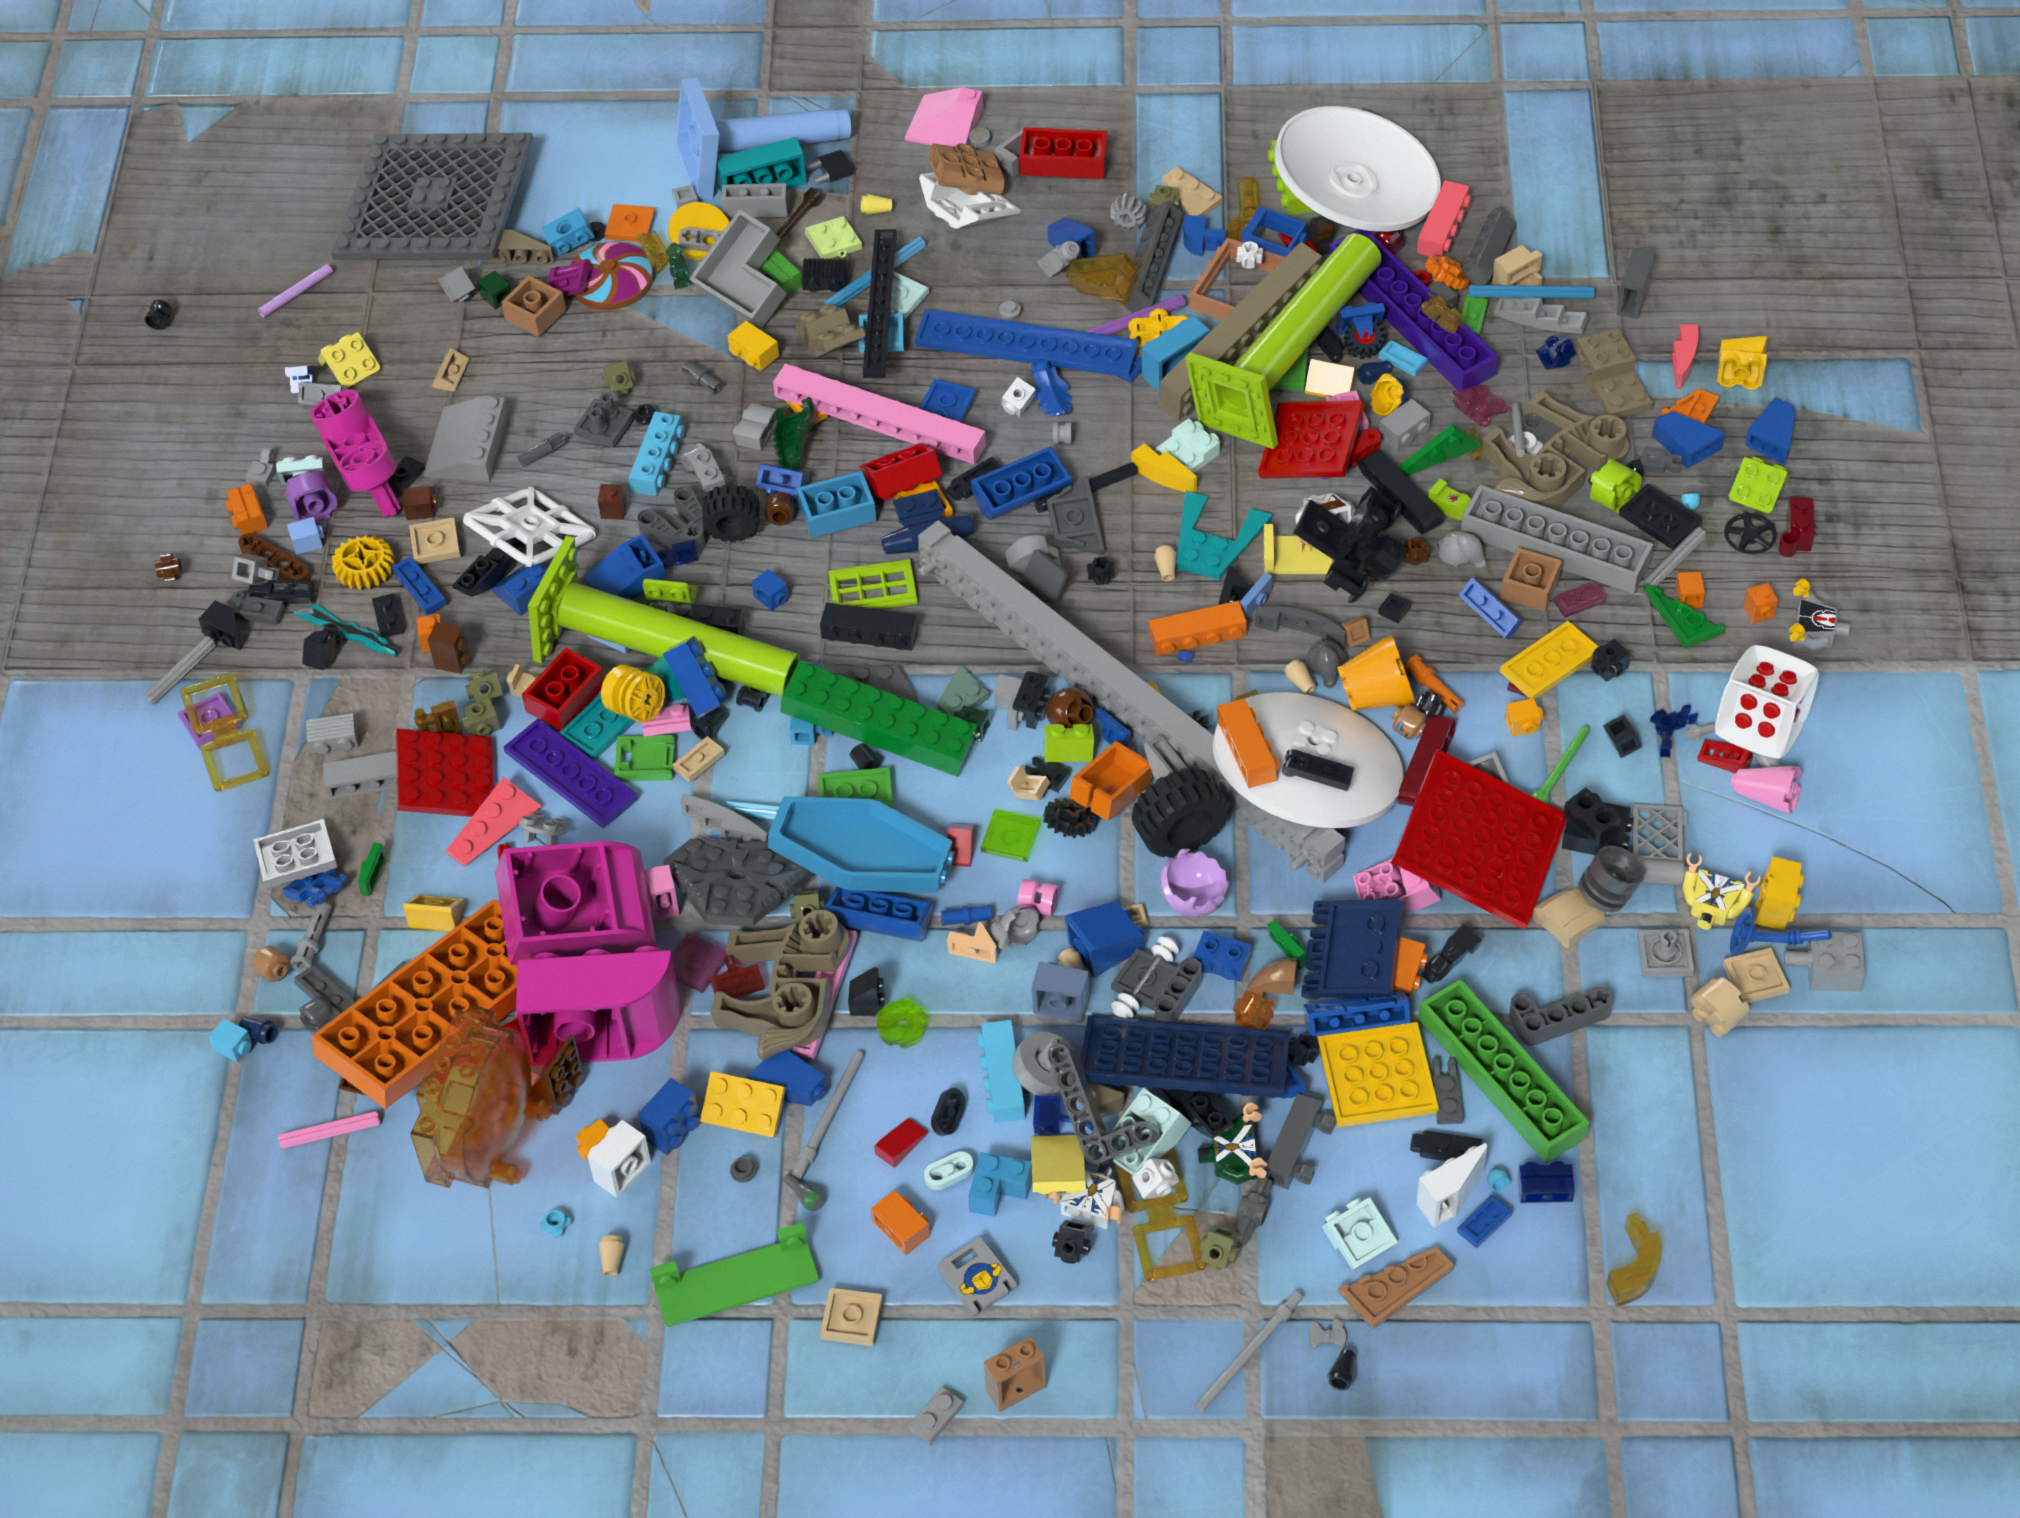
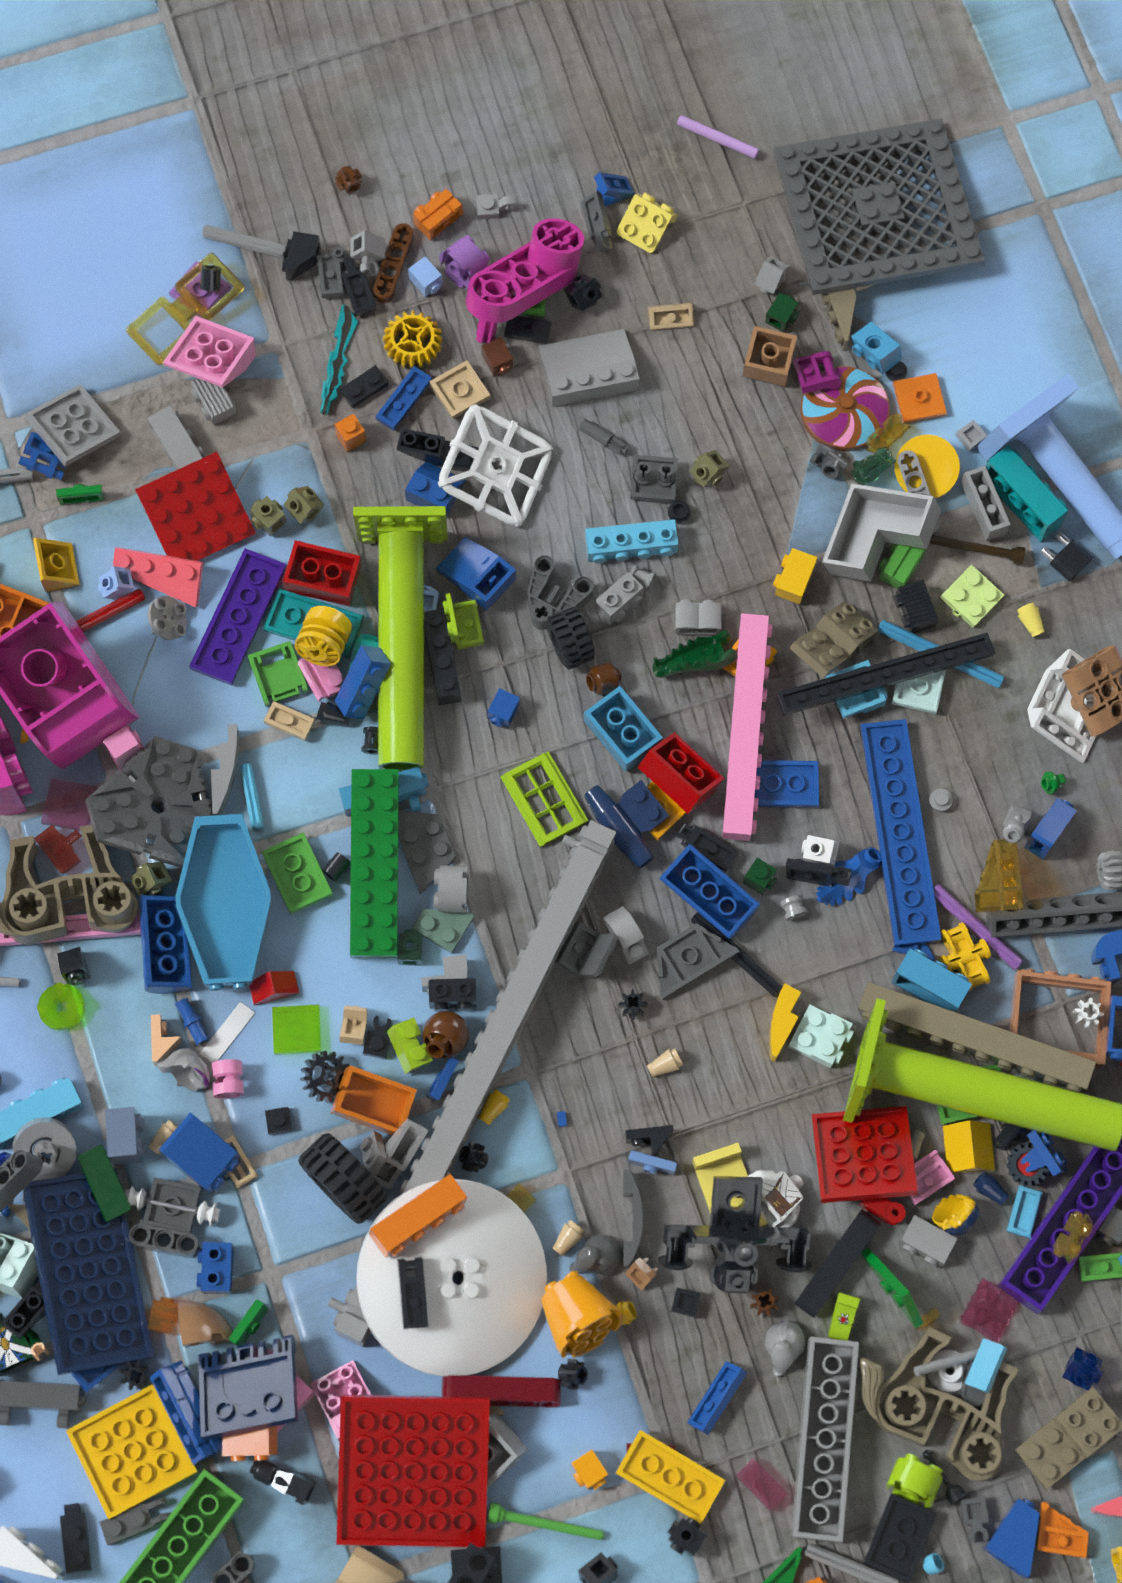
camera: 65 degrees right, 20 degrees up
(158, 314) = (644, 33): black wheel -> none
(207, 696) = (210, 278): none -> black gear
(286, 712) = (212, 352): none -> bright pink slope
(292, 467) = (492, 237): light aqua plate -> none
(321, 645) = (299, 346): black brick -> none
(392, 421) = (583, 292): none -> black brick
(443, 716) = (248, 483): pearl gold plate -> none
(449, 648) = (333, 455): reddish brown brick -> none
(489, 854) = (110, 584): none -> light blue brick
(519, 681) = (325, 533): tan bracket -> none
(611, 501) = (557, 525): copper brick -> none
(654, 296) = (831, 462): none -> dark grey plate
(680, 553) = (519, 612): clear blue plate -> none
(702, 377) = (743, 544): dark grey pin -> none
(783, 479) = (636, 668): blue brick -> none
(869, 626) = (491, 814): black brick -> none
(930, 668) = (451, 888): none -> light grey brick
(986, 892) = (227, 1032): none -> white sticker
(1021, 444) = (760, 876): none -> dark green brick
(1029, 232) = (1051, 782): none -> green plate
(1038, 406) = (817, 873): none -> black hinge
(1095, 873) = (278, 1120): none -> black plate
(1101, 1018) = (104, 1183): none -> dark green slope
(1193, 884) = (278, 1216): lavender piece -> none
(1197, 628) = (592, 1119): orange brick -> none
(1209, 553) = (695, 1097): teal wing -> none
(1409, 721) = (545, 1360): medium nougat head -> none
(1426, 677) = (609, 1360): orange pin -> none
(1531, 409) = (985, 1365): none -> medium azure tile
(1531, 579) = (762, 1428): medium nougat brick -> none

